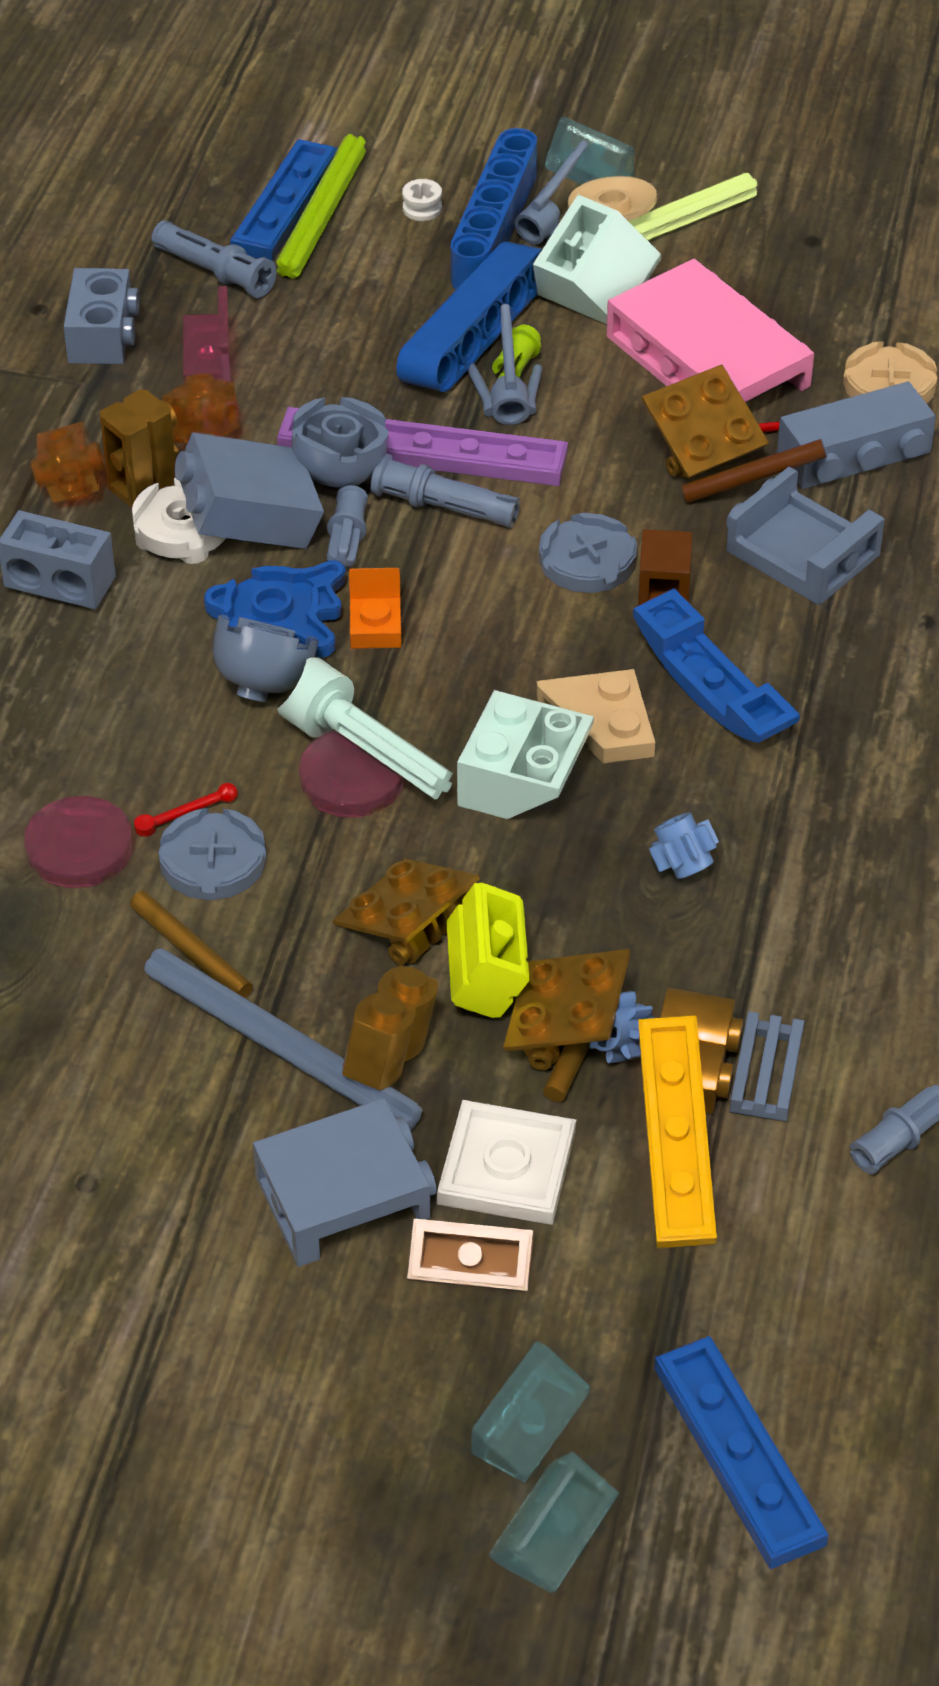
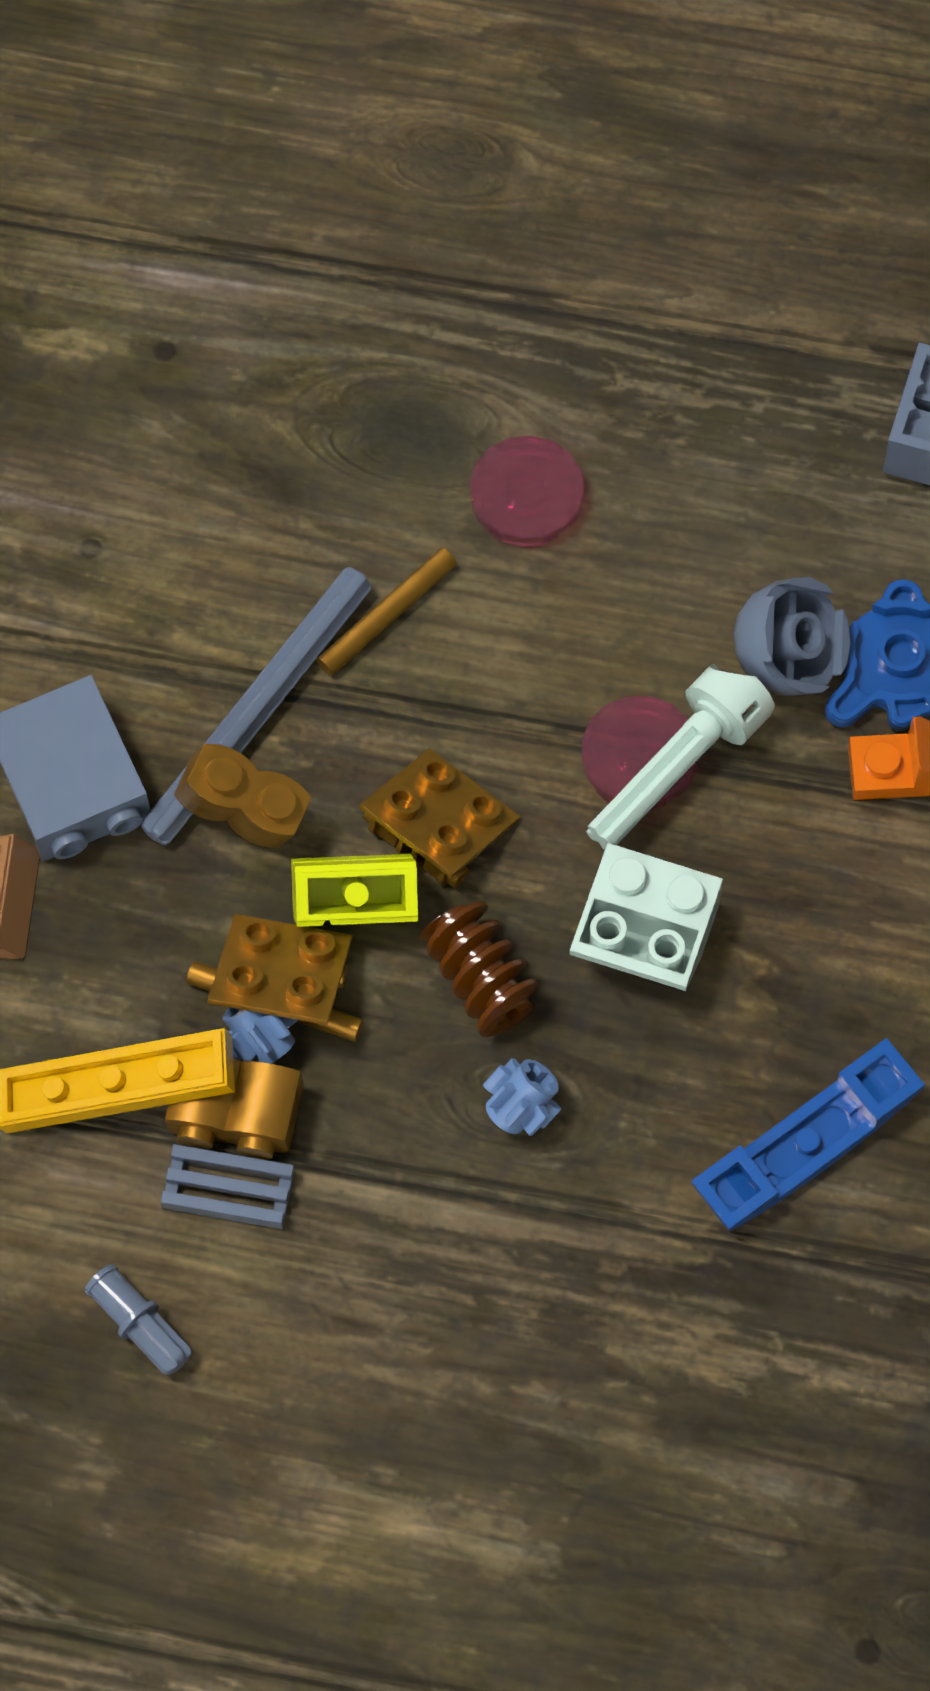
camera: 90 degrees right, 20 degrees up
(146, 825) = (558, 556): red hinge -> none
(212, 854) = (516, 622): sand blue tile -> none
(506, 1162) = (105, 929): white tile -> none
(561, 864) = (479, 968): none -> reddish brown piece
(615, 700) = (747, 1019): tan wing -> none

